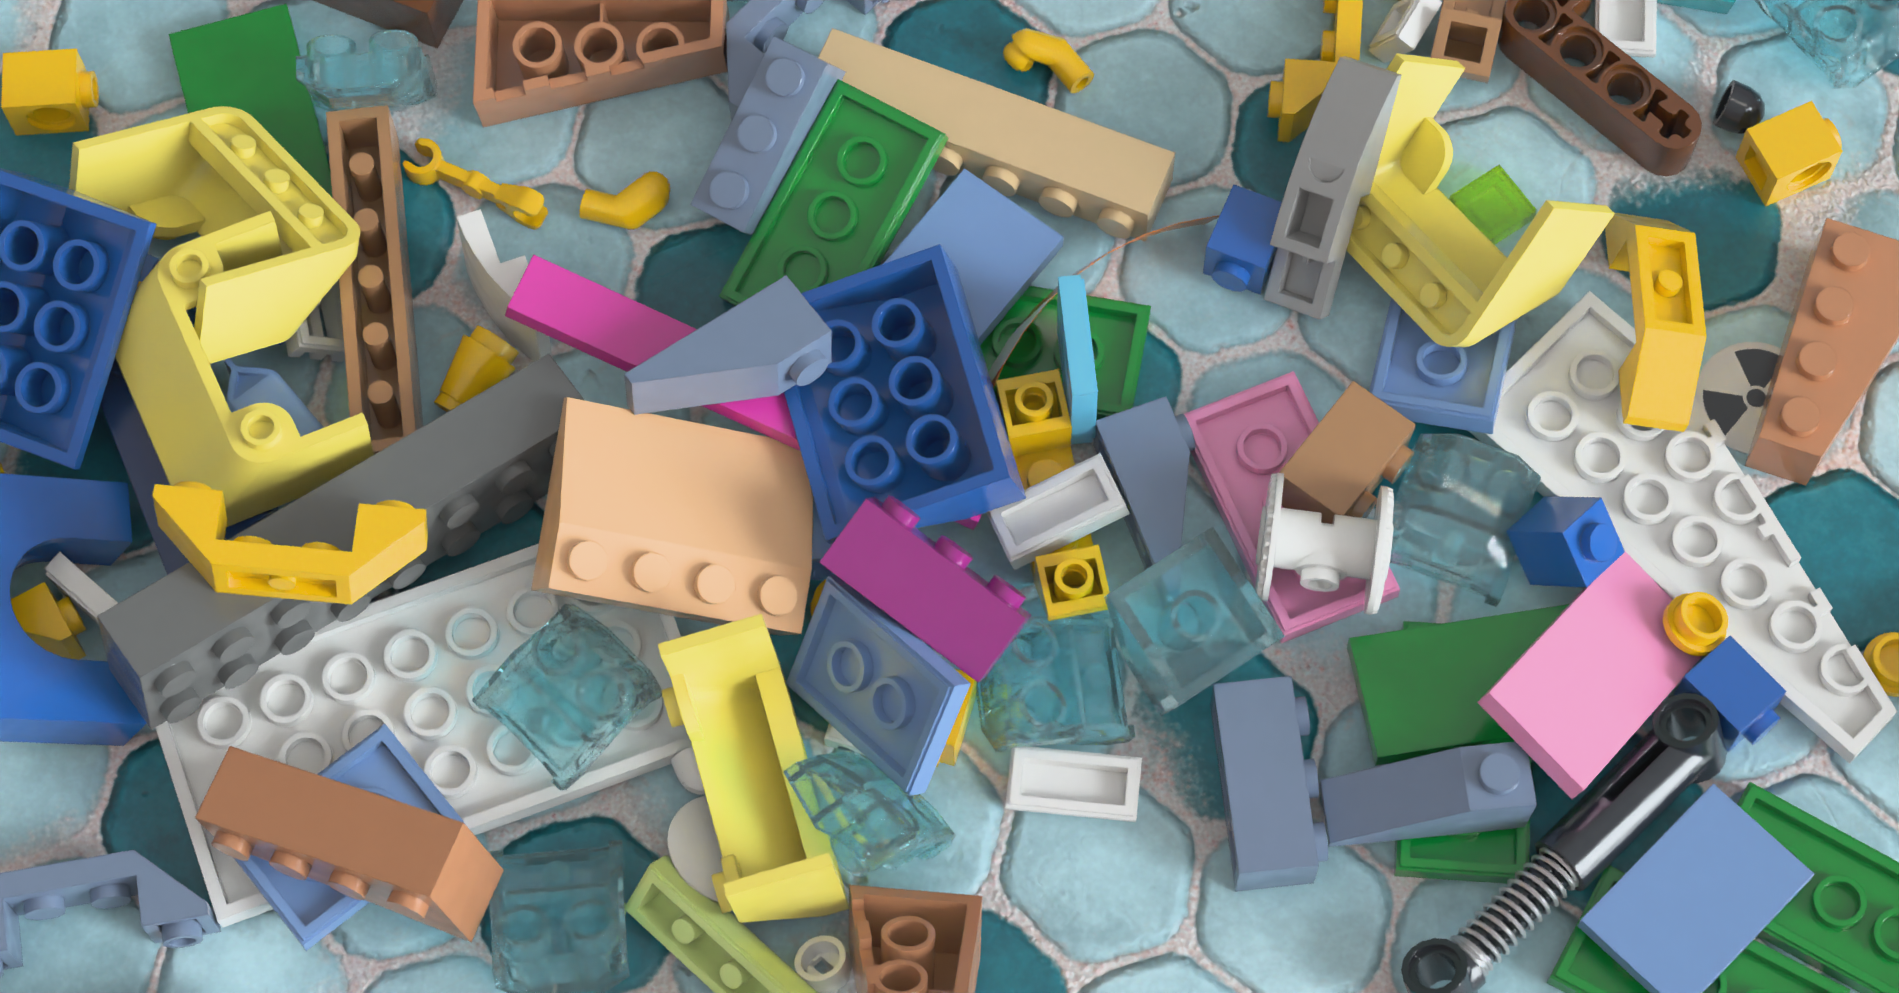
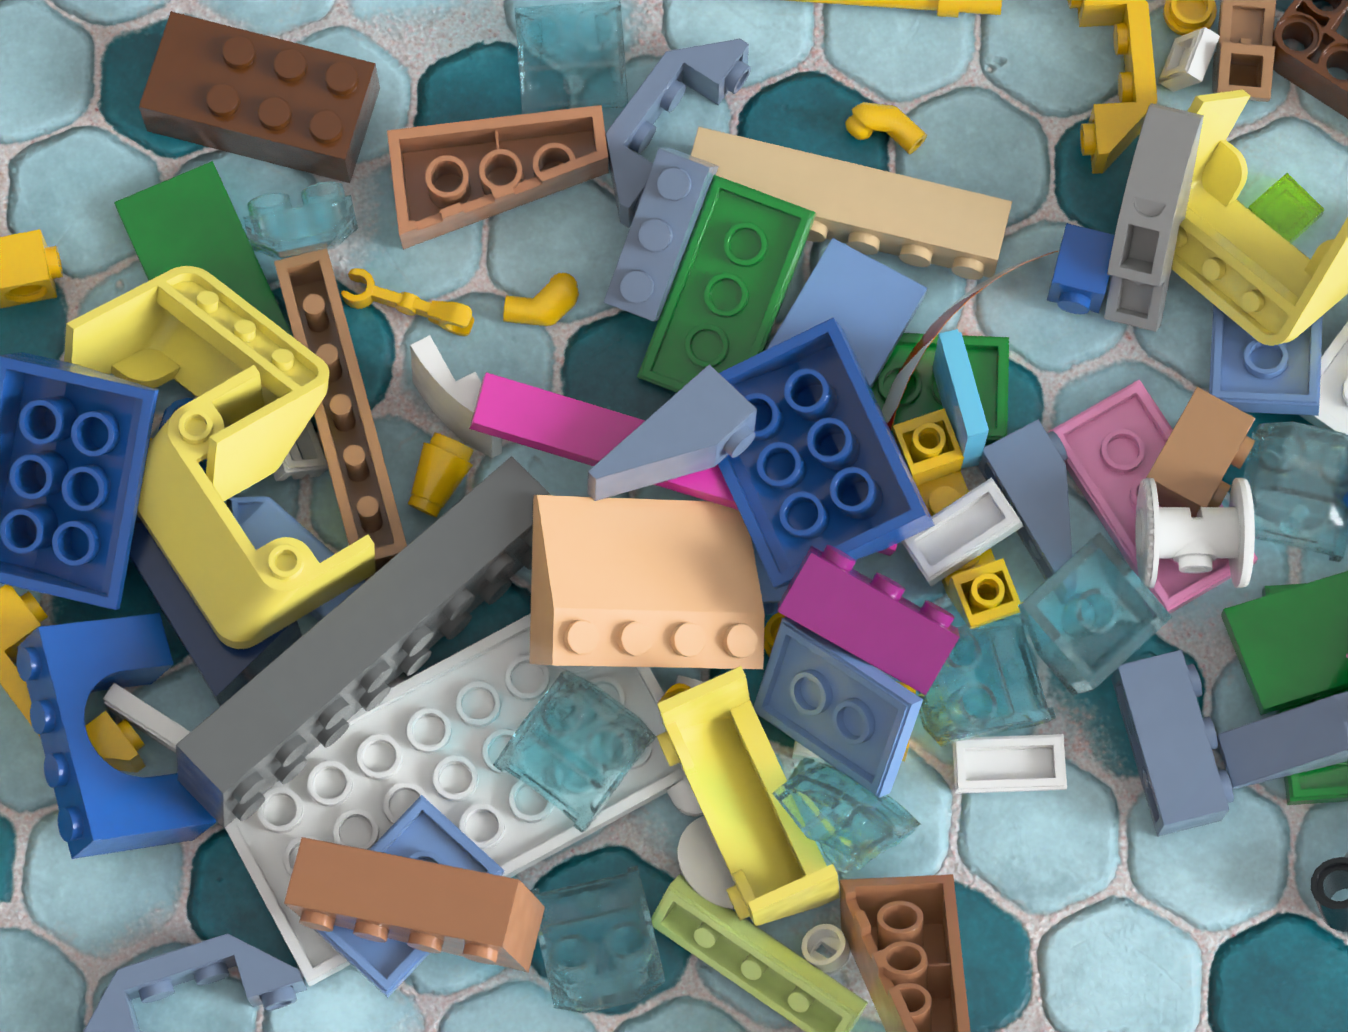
camera: 10 degrees left, 5 degrees up
(383, 543) = (244, 652): yellow slope -> none

